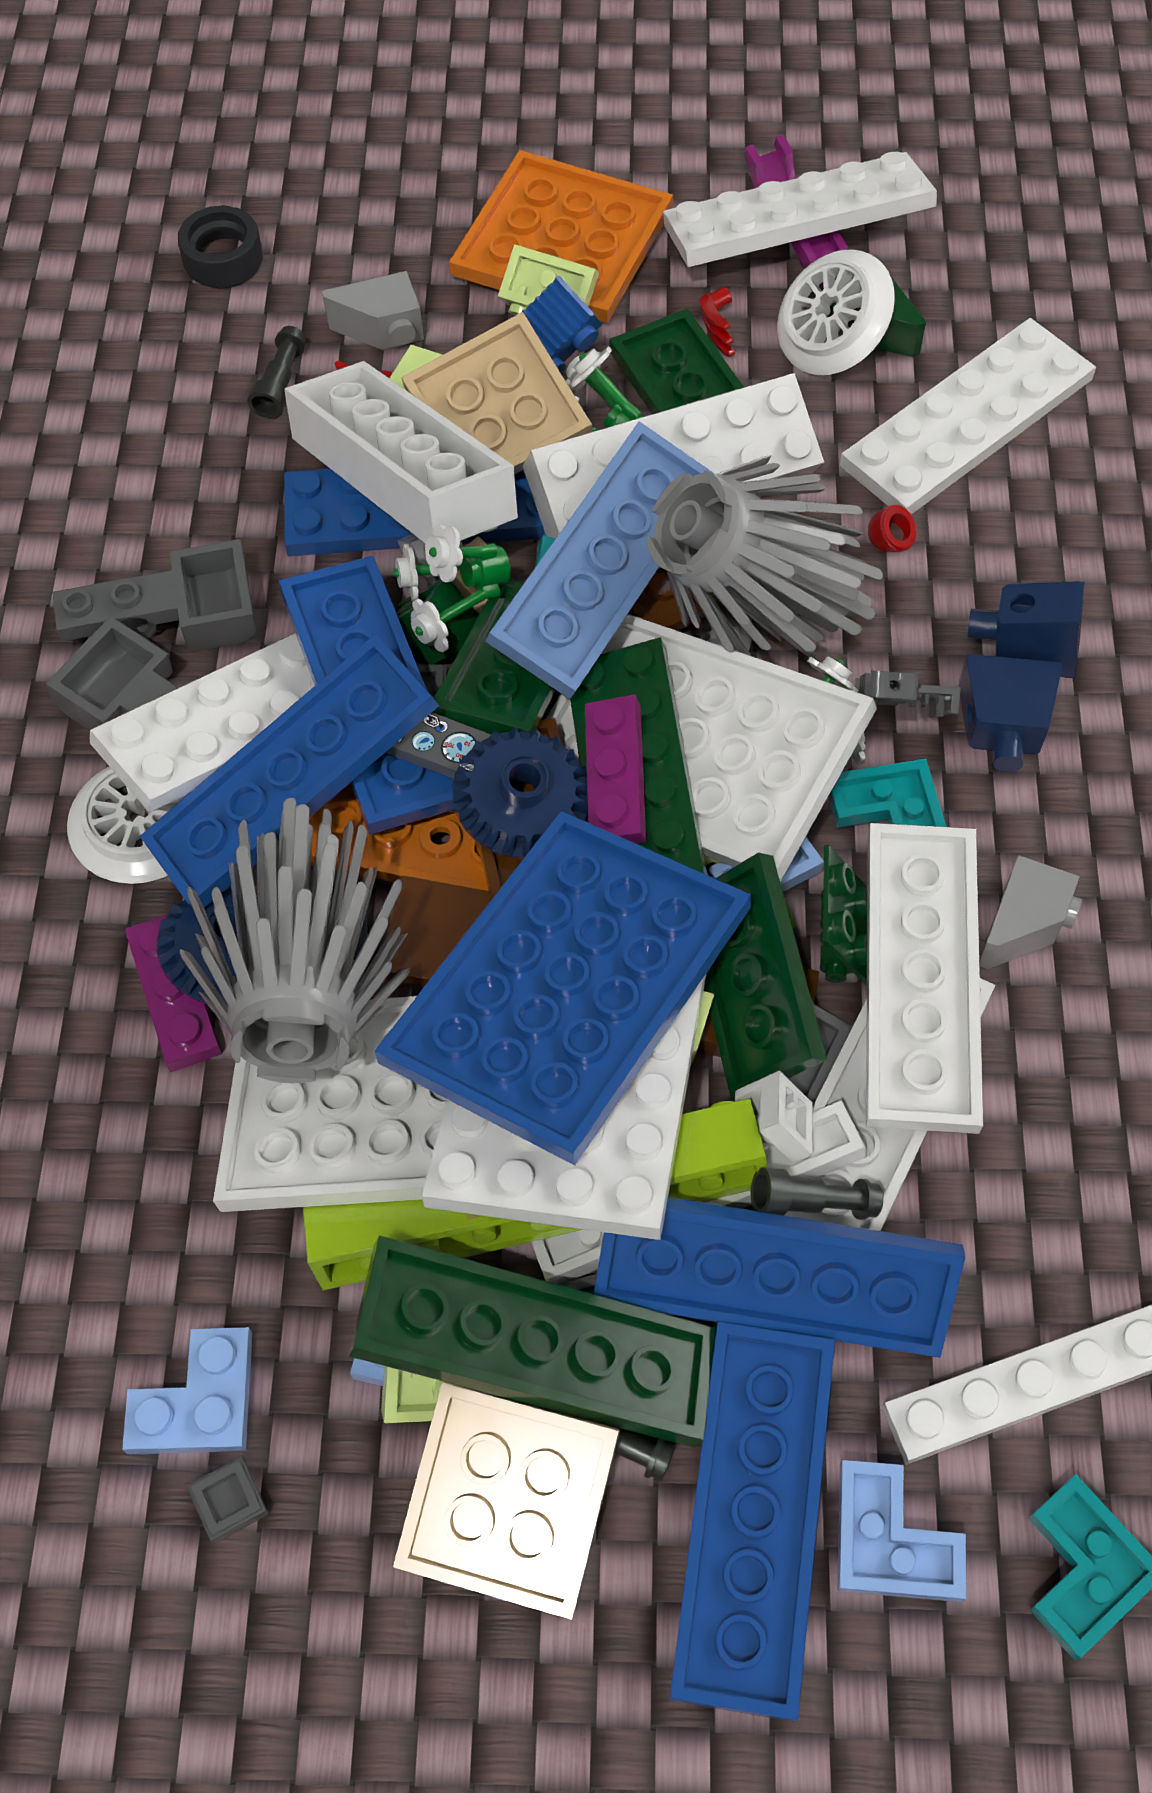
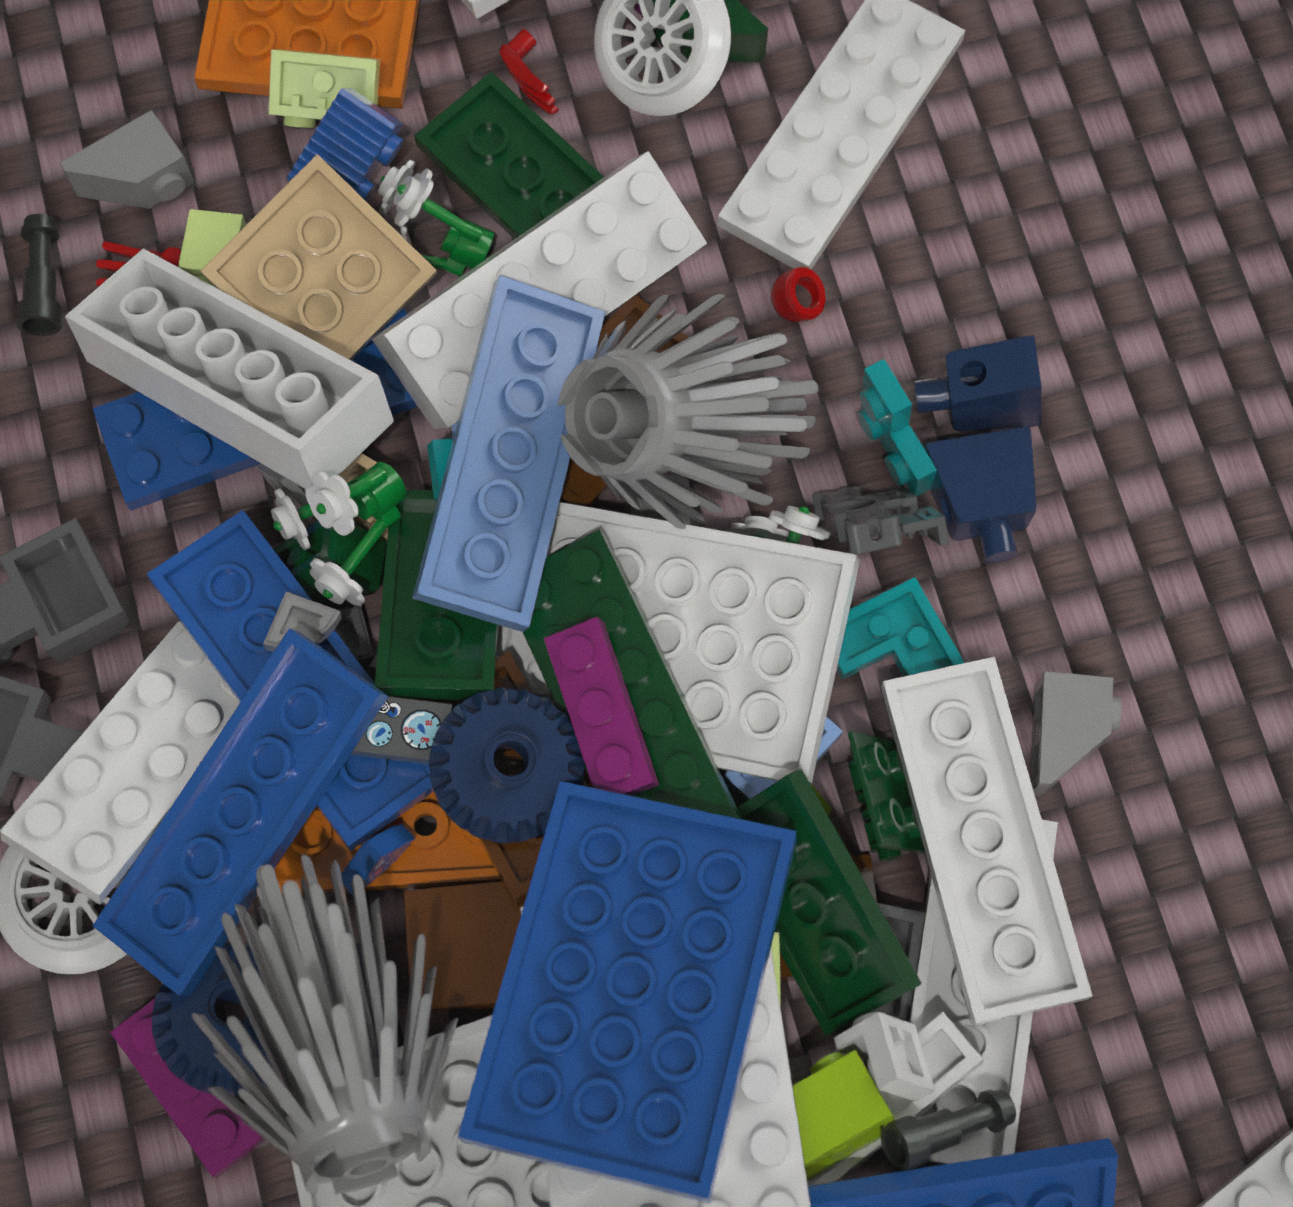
camera: 20 degrees left, 10 degrees up
(391, 842) = (377, 855): none -> blue tile
(401, 643) = (302, 615): none -> light grey tile
(937, 631) = (886, 417): none -> teal plate

